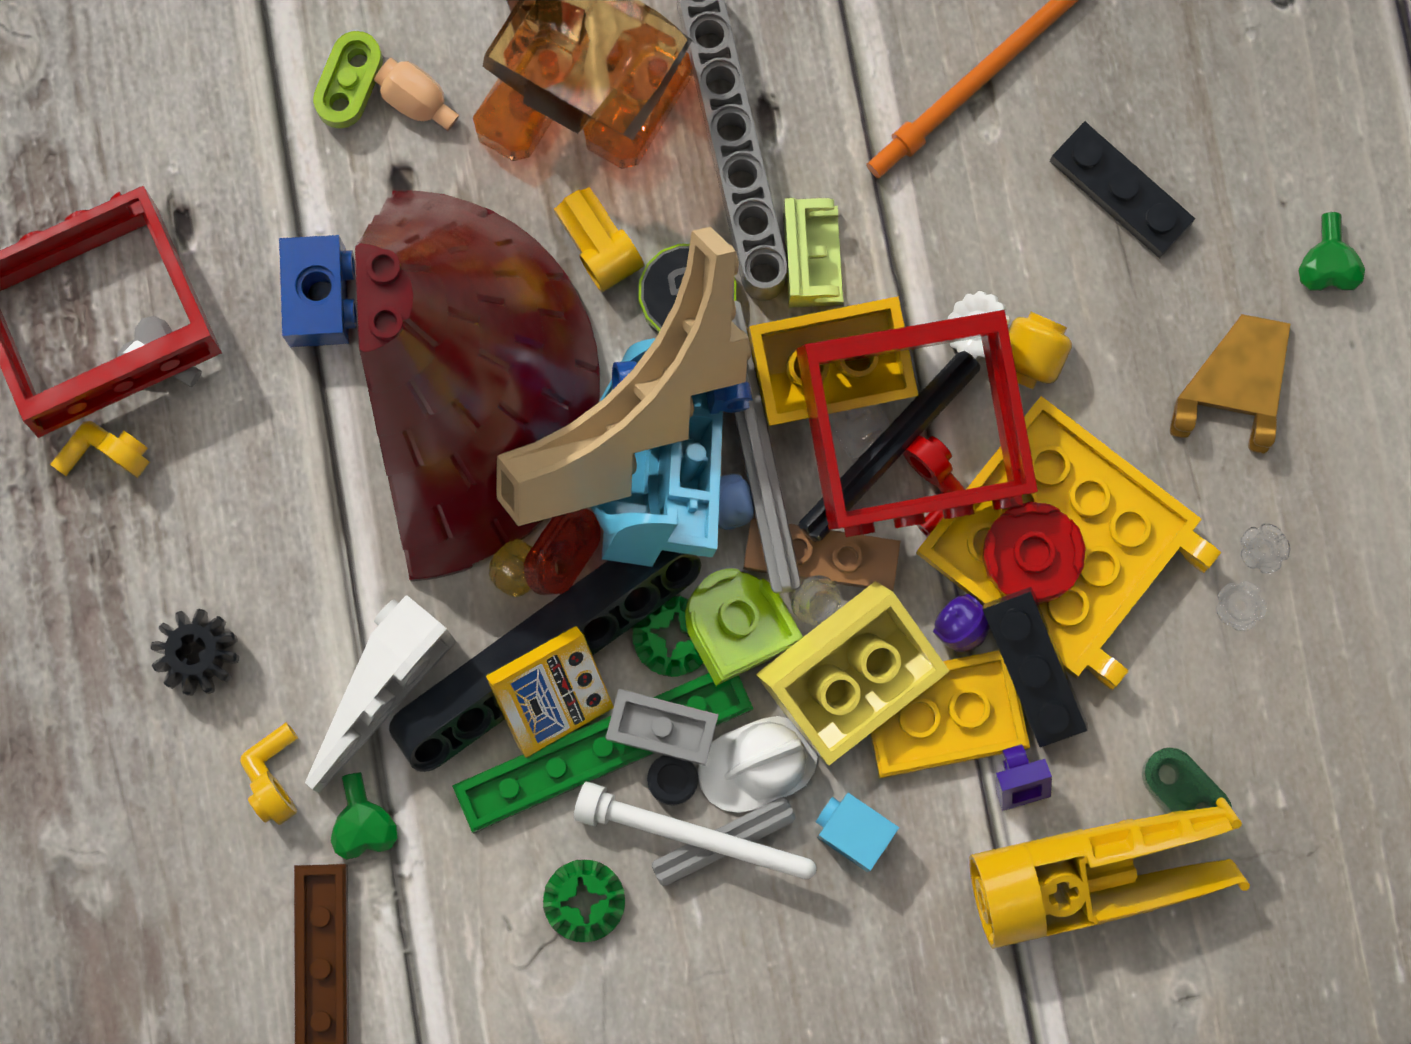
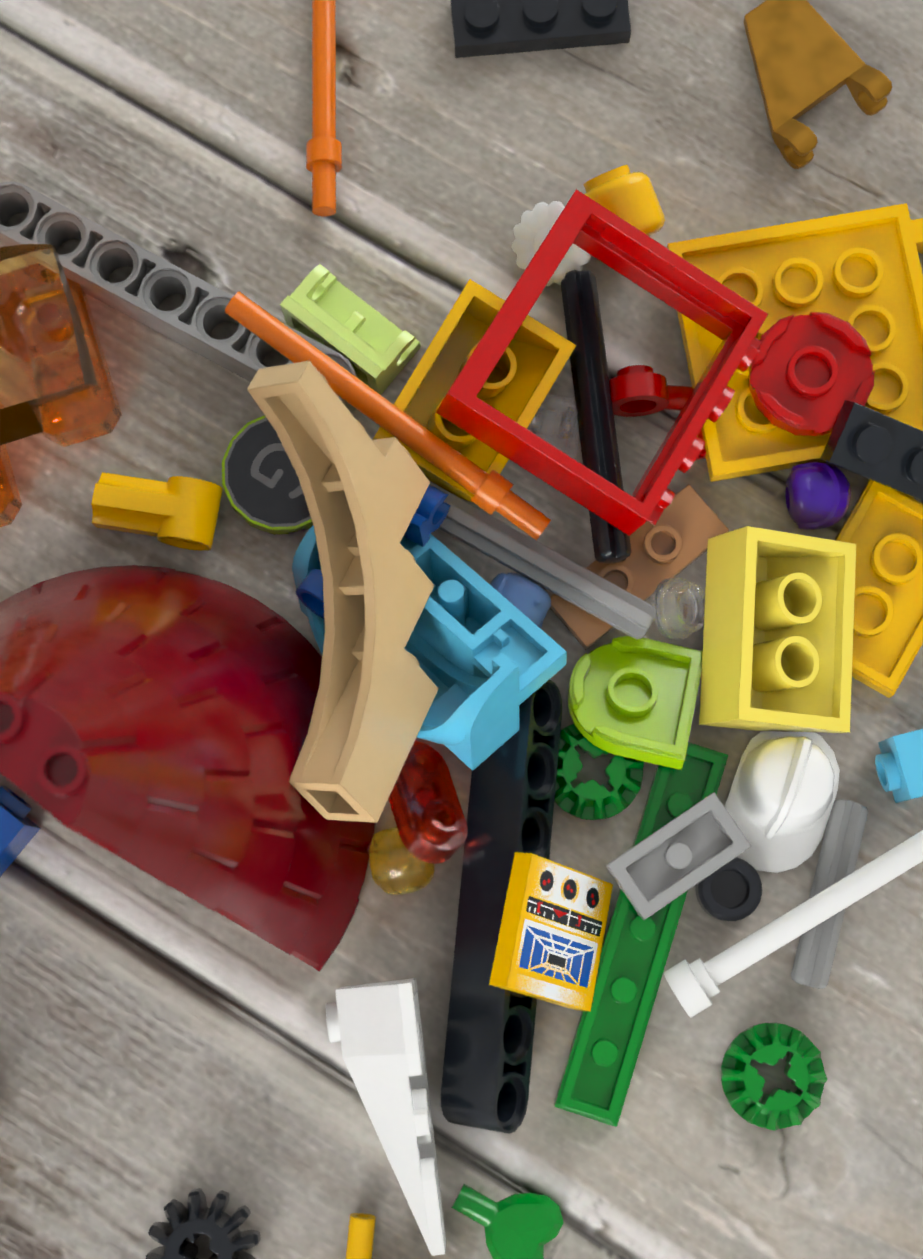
camera: 45 degrees left, 0 degrees up
(778, 422) = (489, 490): none -> orange bar

